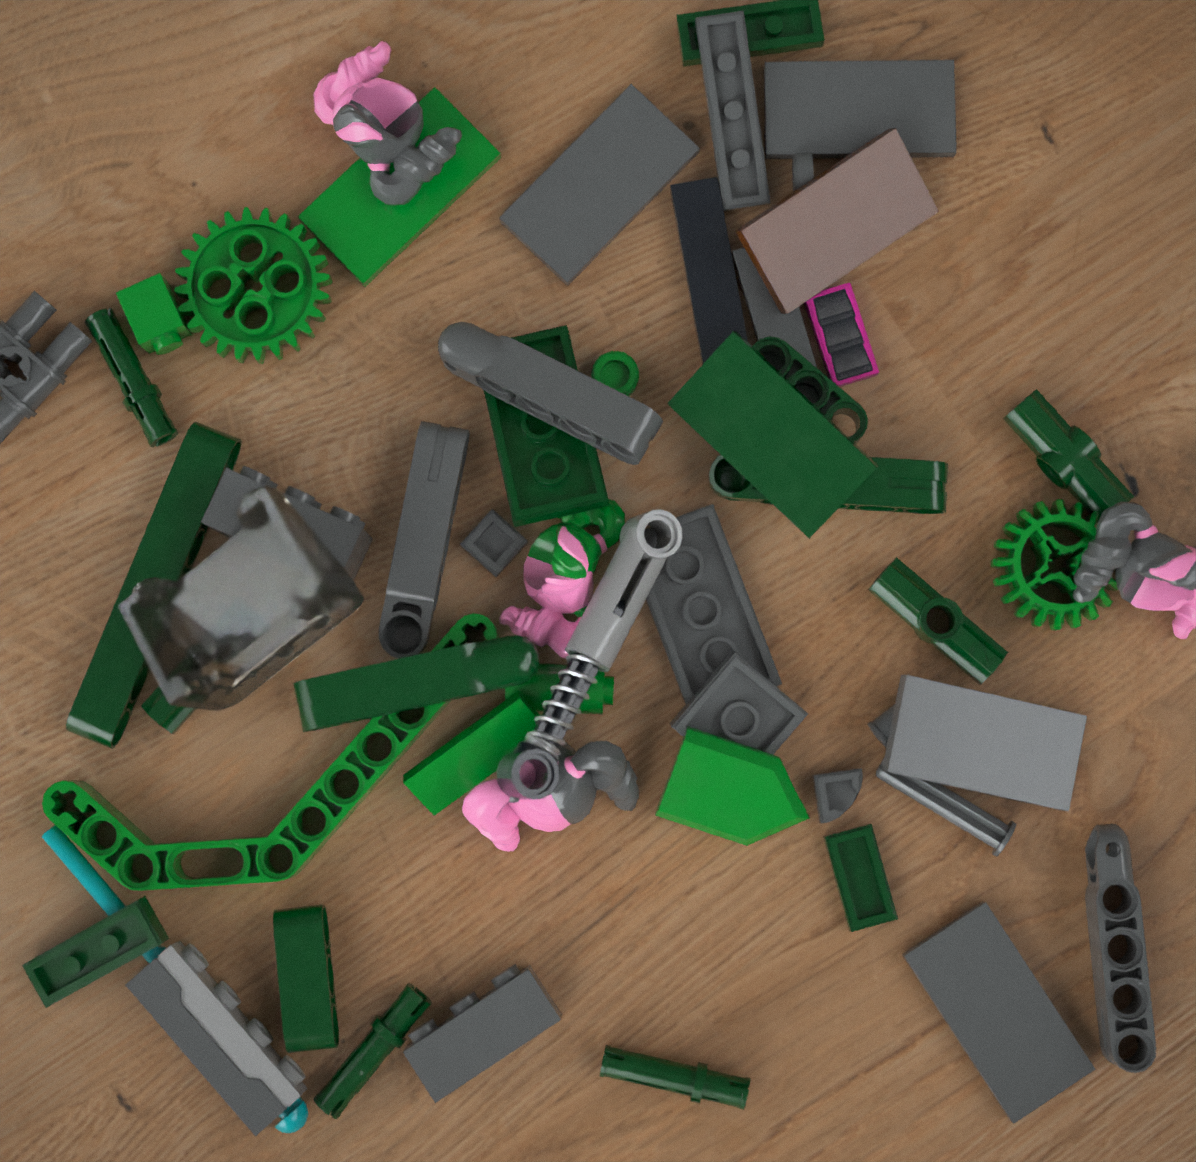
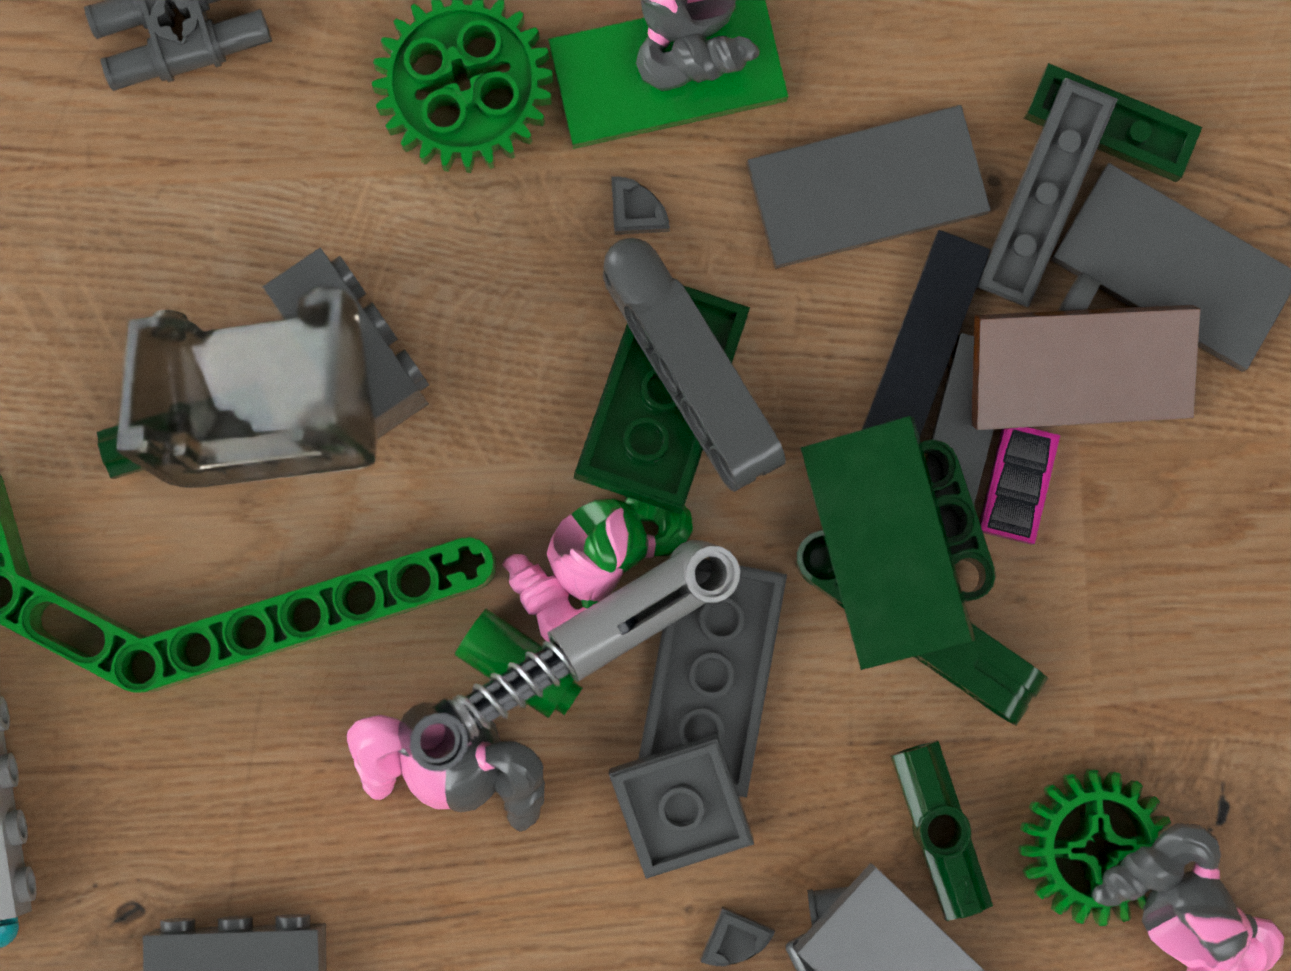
camera: 25 degrees right, 0 degrees up
(139, 392) = (286, 111): dark green pin -> none
(154, 315) = (346, 51): green brick -> none
(165, 552) = (210, 296): dark green beam -> none
(305, 978) = (94, 802): dark green beam -> none
(362, 1063) = (134, 908): dark green pin -> none
(415, 681) = (380, 574): dark green piece -> none
(423, 538) = (476, 434): dark grey piece -> none
(439, 303) = (636, 209): none -> dark grey tile
(471, 754) = (393, 679): green tile -> none
(494, 543) = (545, 481): dark grey tile -> none
(616, 371) = (770, 385): green tile -> none
(729, 790) = (628, 872): green tile -> none
(1066, 454) = (1174, 742): dark green piece -> none

